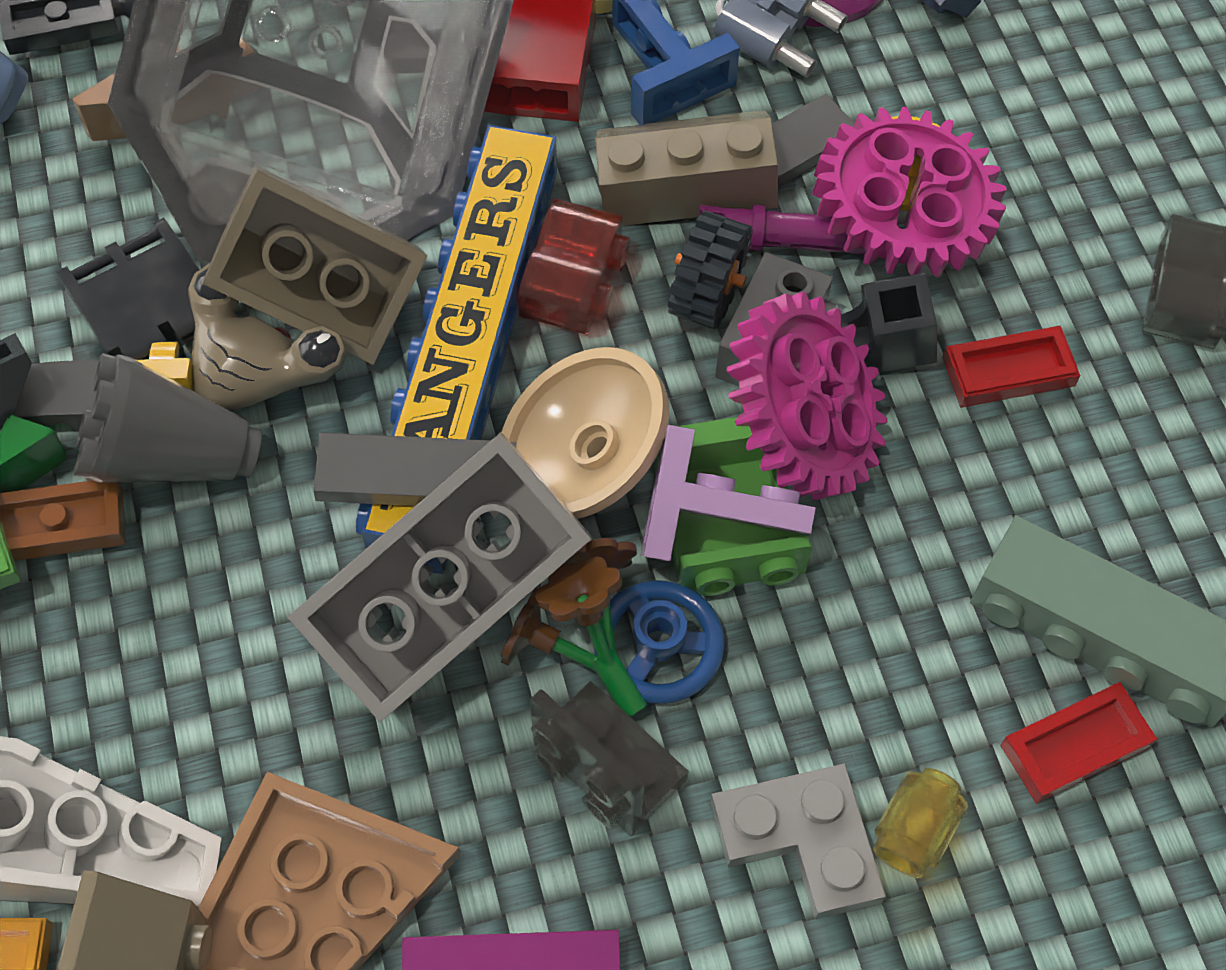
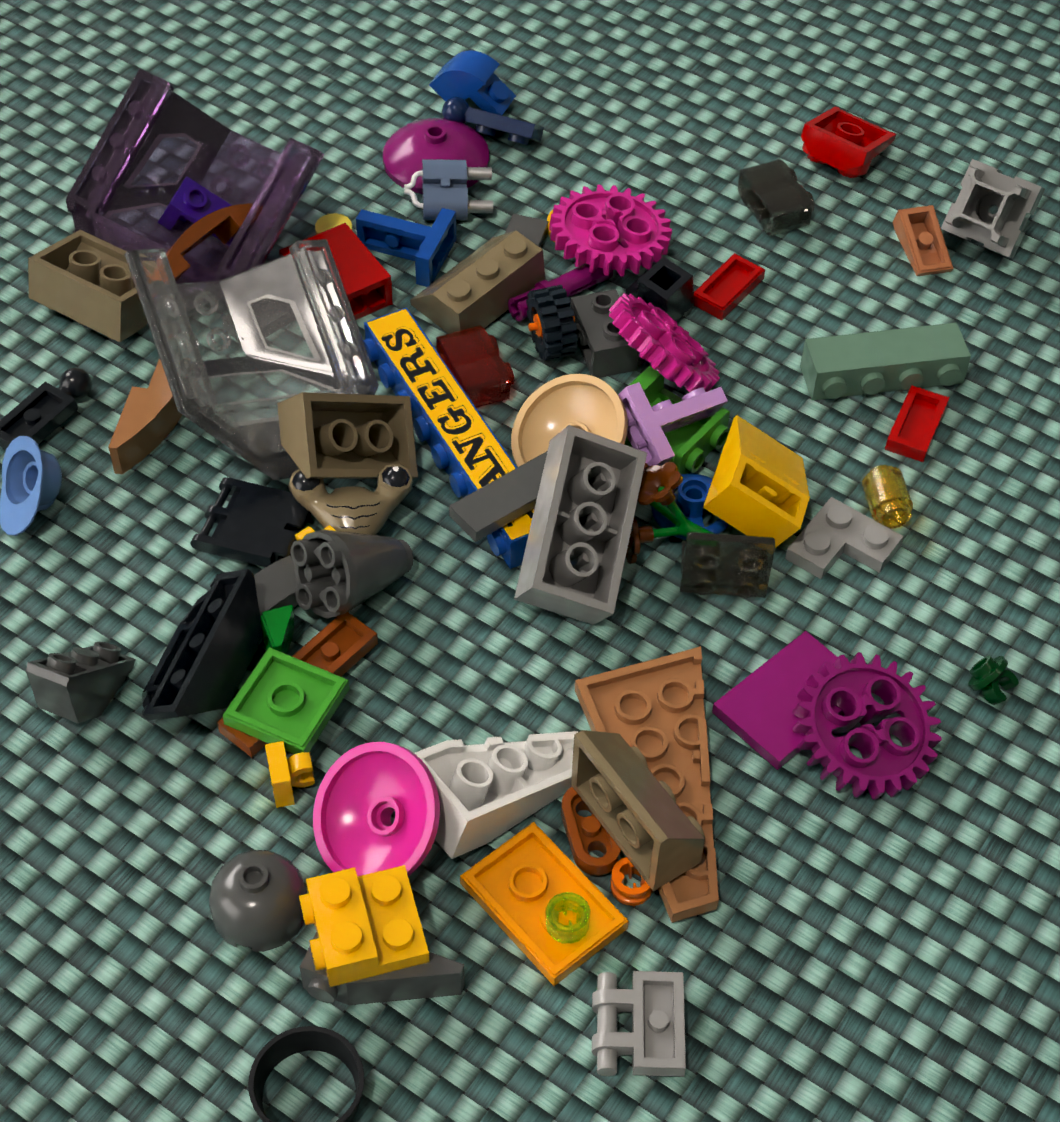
camera: 40 degrees left, 10 degrees down
(755, 675) = (758, 485): none -> yellow slope

